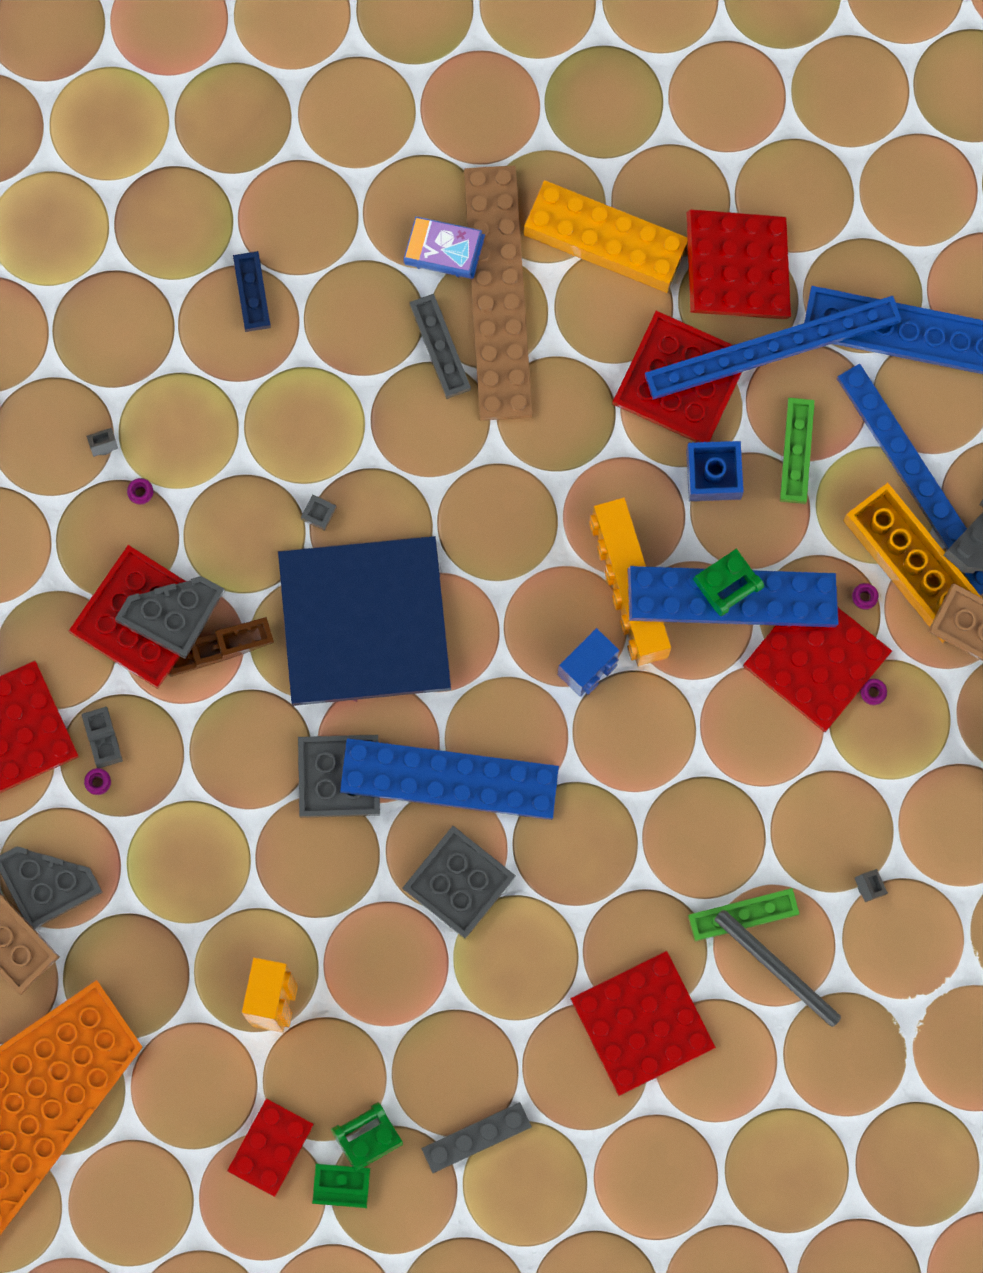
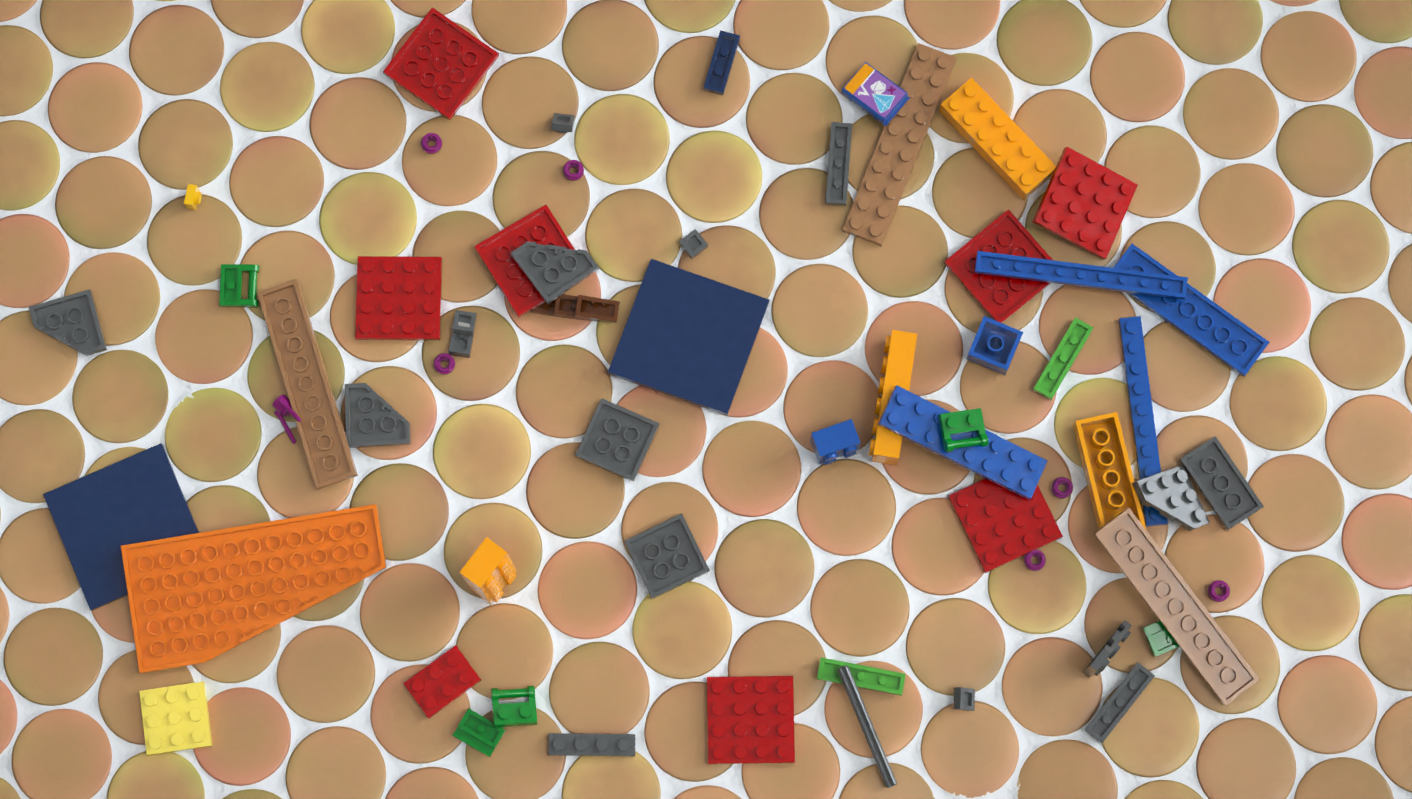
camera: 30 degrees right, 0 degrees up
(449, 779) = (695, 479): blue plate -> none

